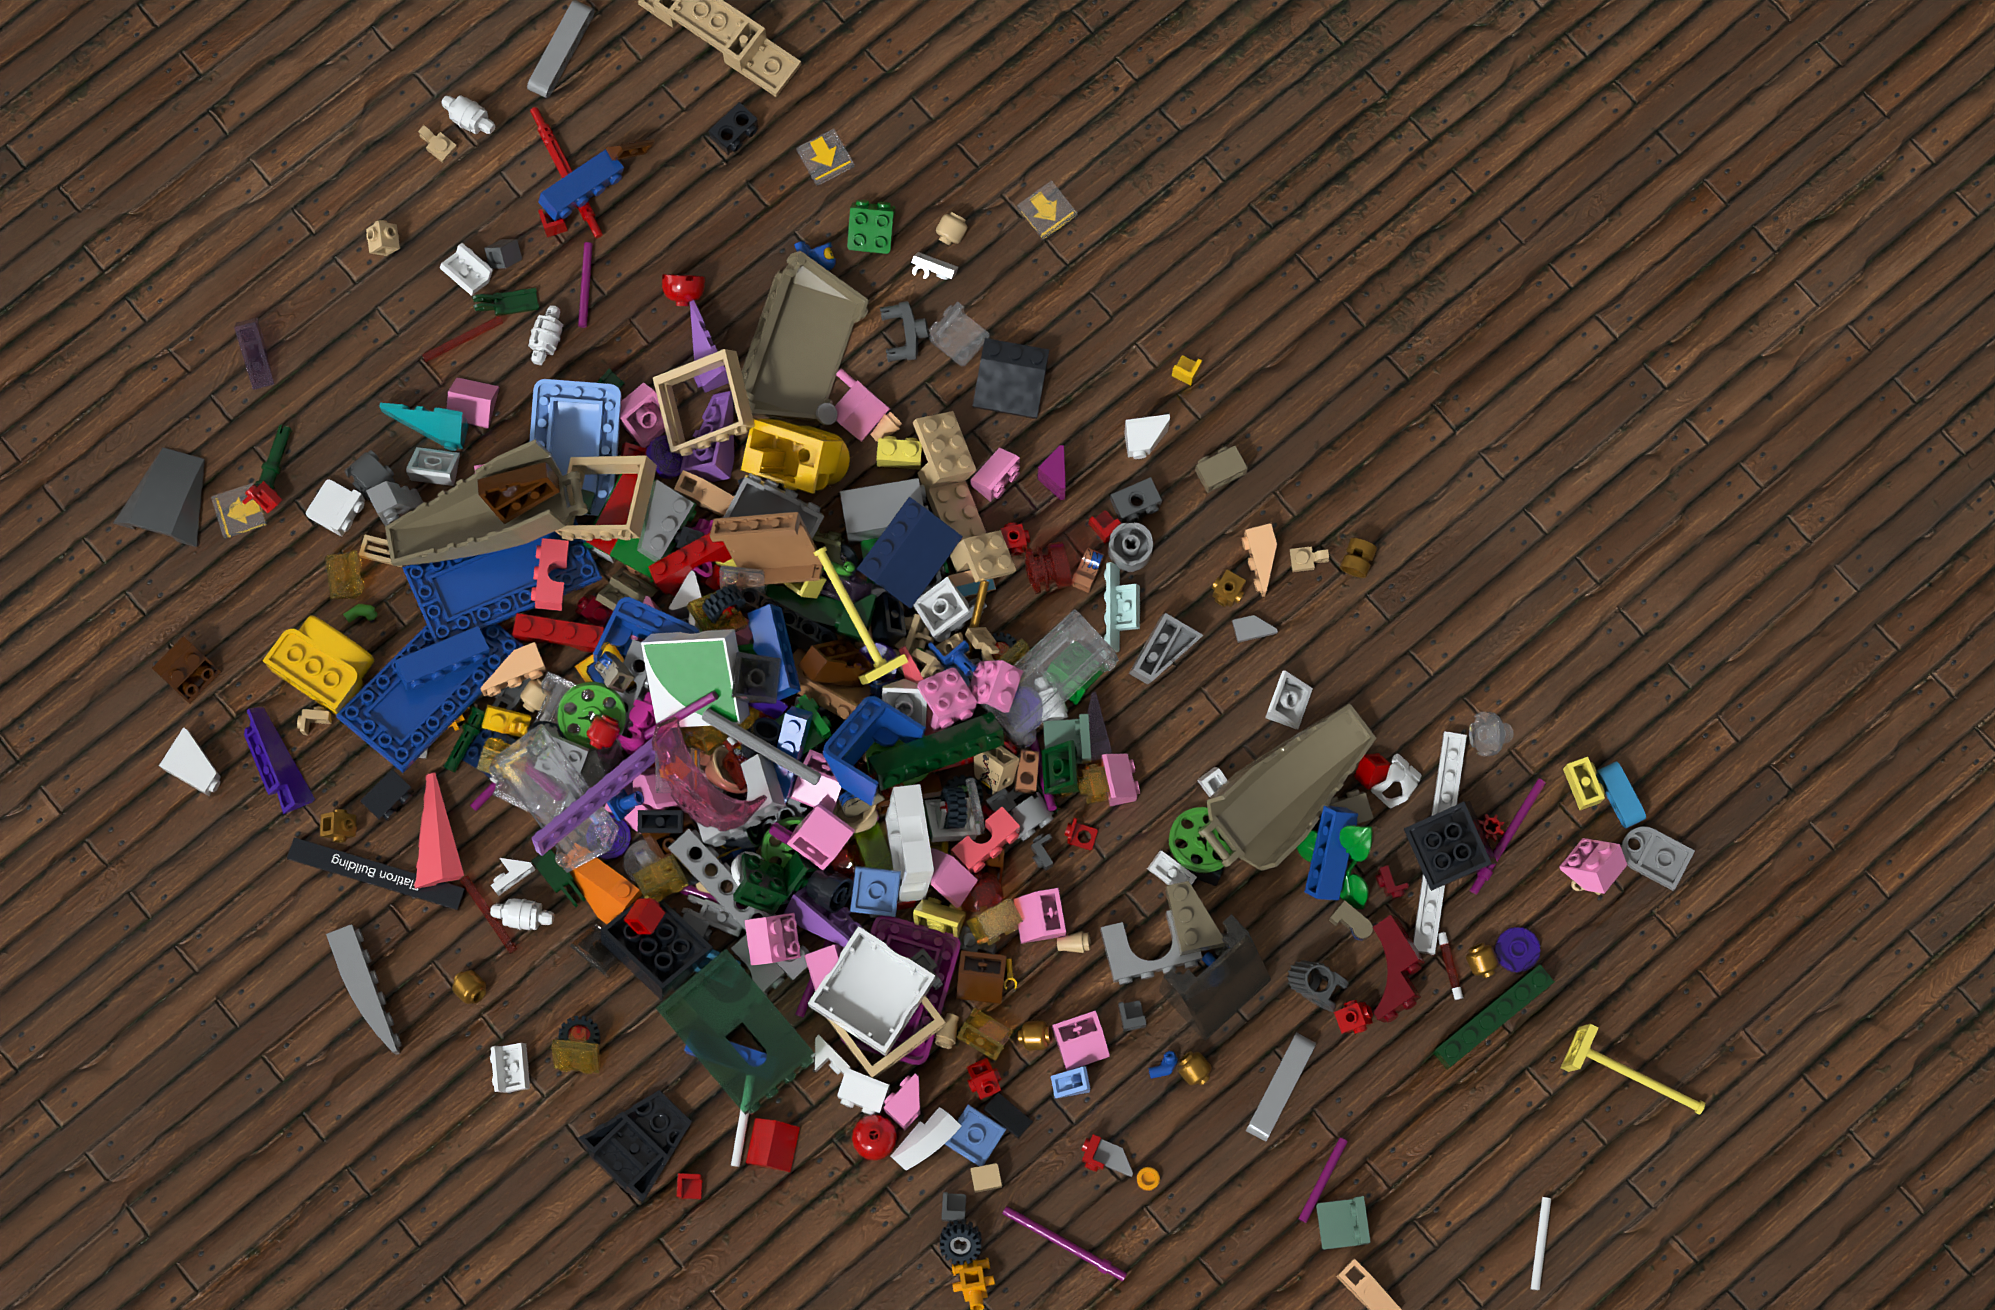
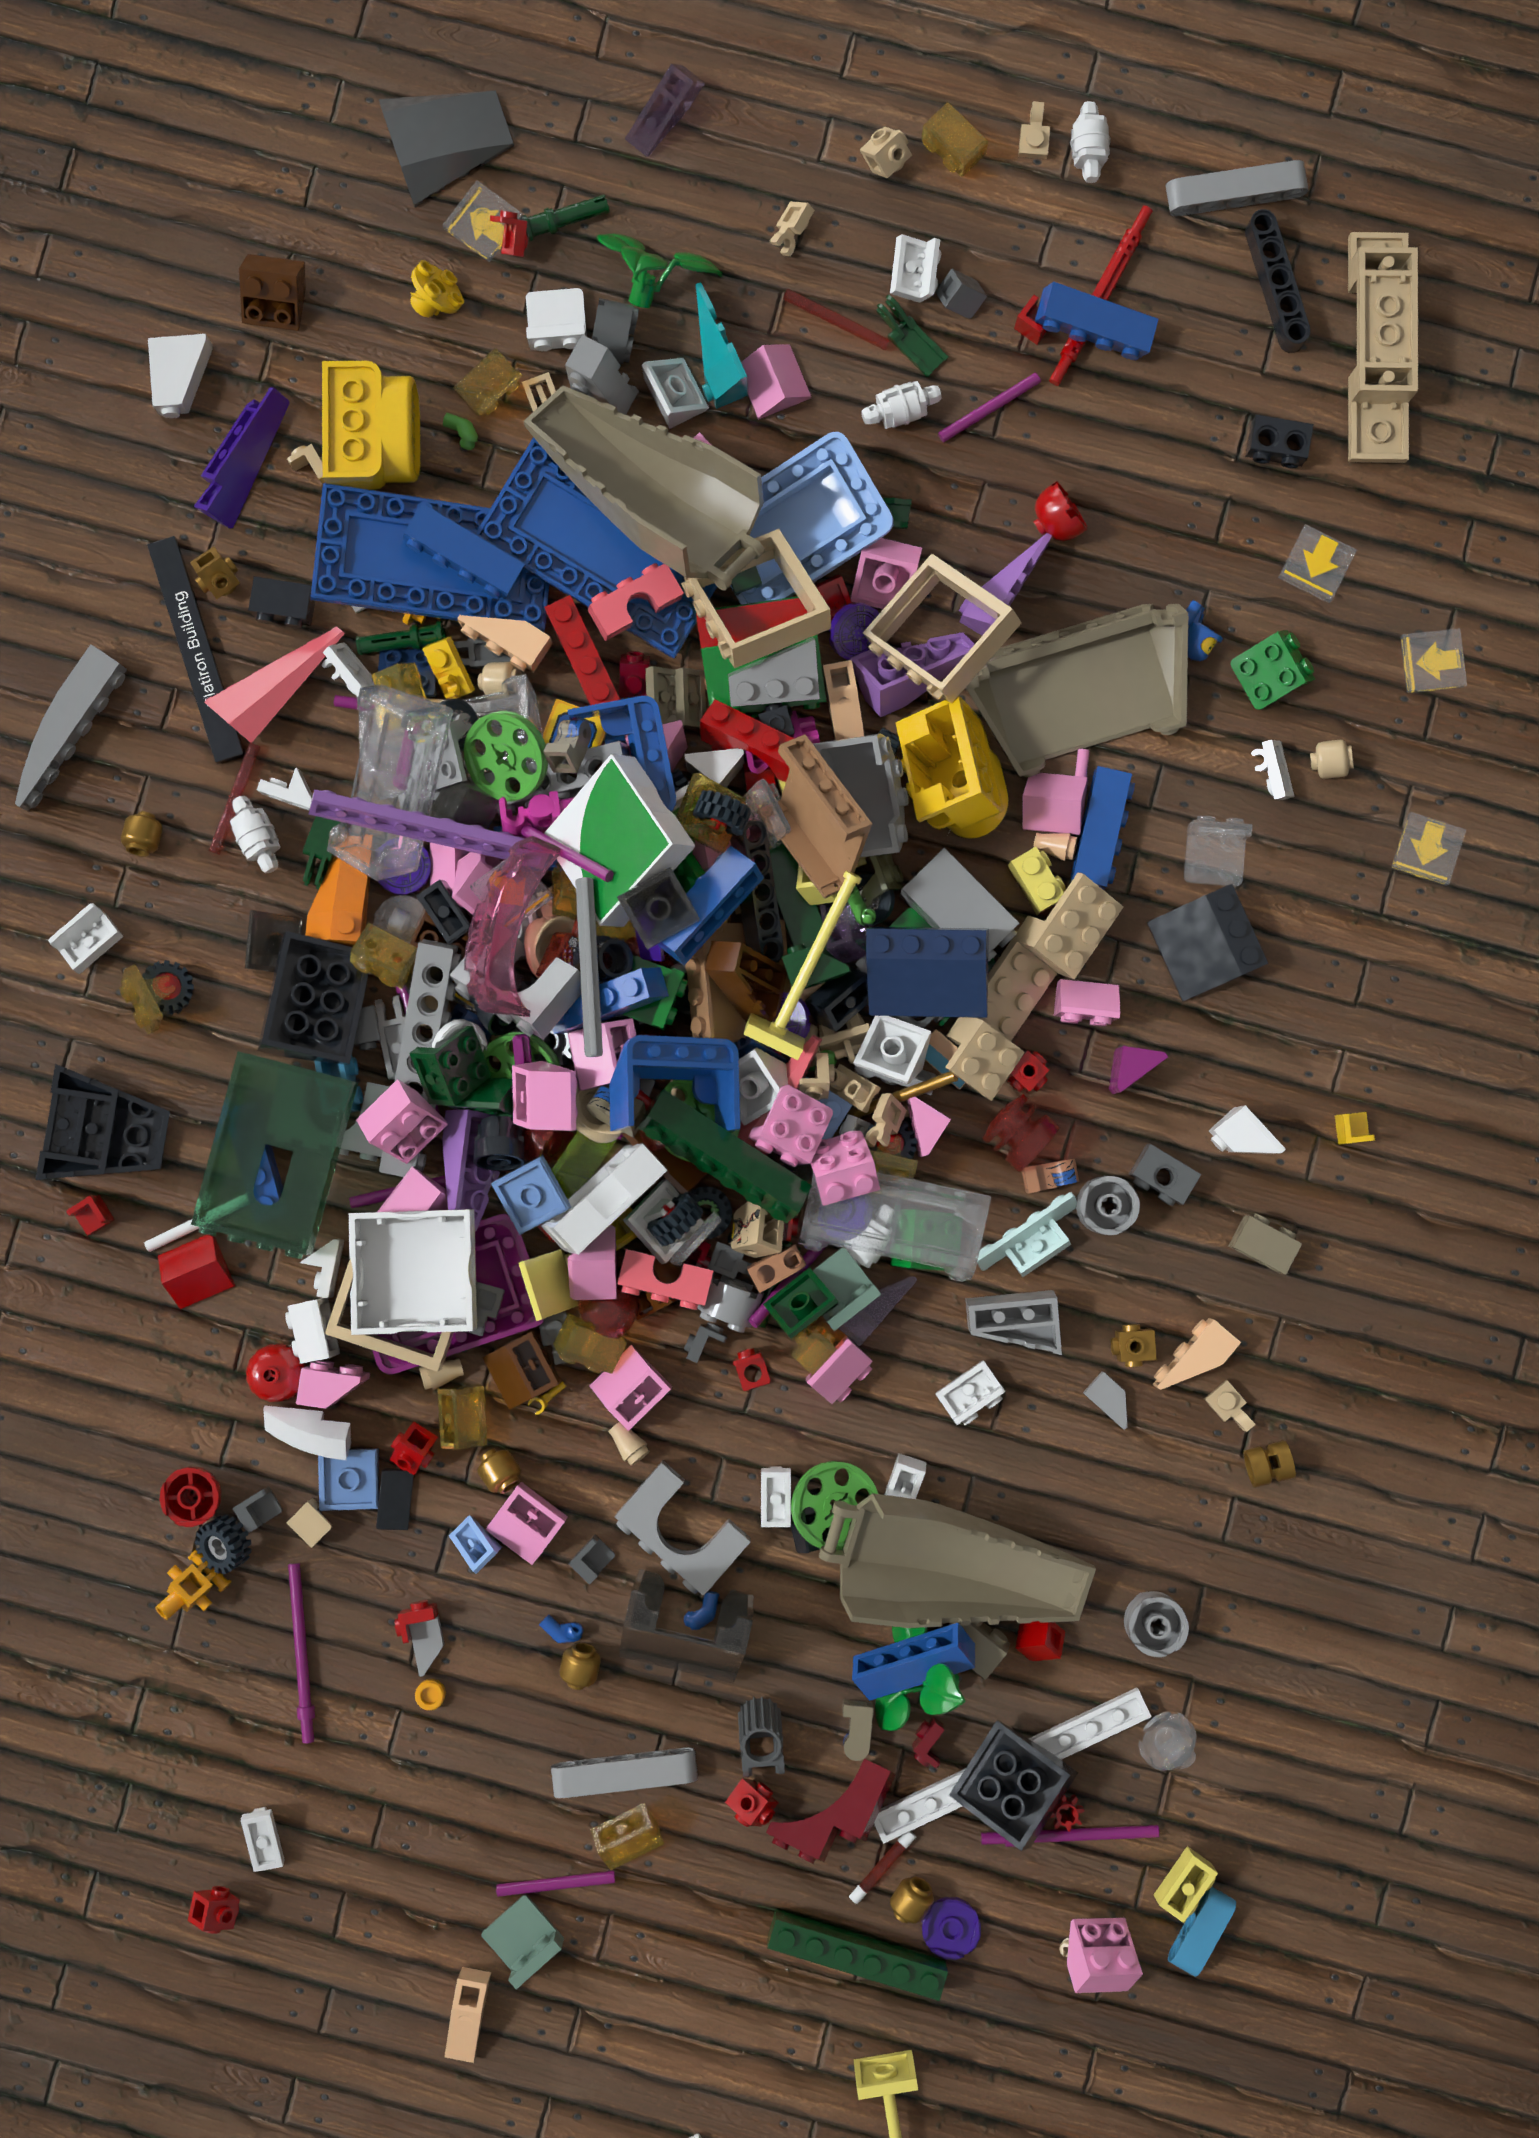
camera: 55 degrees right, 10 degrees up
(262, 568) = (435, 290): none -> yellow plate
(347, 425) = (641, 261): none -> green plant
(382, 324) = (792, 222): none -> tan plate
(406, 193) = (954, 140): none -> clear yellow brick
(457, 784) = (347, 667): none -> white plate
(518, 490) = (695, 497): reddish brown wedge -> none
(603, 731) = (493, 782): red head -> none
(623, 803) = (439, 858): blue bracket -> none
(629, 56) = (1280, 268): none -> black beam
(629, 149) = (1174, 344): reddish brown slope -> none
(644, 916) = (330, 968): red brick -> none
(826, 414) = (1024, 770): light grey piece -> none
(892, 391) = (1102, 825): none -> blue brick
(912, 1228) = (180, 1502): none -> red cylinder
(913, 329) = (1187, 798): dark grey connector -> none
(934, 130) = (1433, 660): none -> clear tile
(956, 656) = (847, 1106): blue bracket -> none
(1002, 619) = (926, 1123): none -> bright pink slope
(1103, 525) = (1113, 1159): red panel -> none
(1189, 709) = (970, 1393): none -> white bracket
(1191, 921) = (732, 1559): dark tan wedge -> none
(1289, 701) = (1055, 1494): white slope -> none
(1322, 1110) = (627, 1836): none -> clear yellow brick
(1398, 772) = (1059, 1676): white piece -> none
(1410, 680) = (1164, 1638): none -> light grey brick
(1657, 857) = (1160, 2014): light grey tile -> none

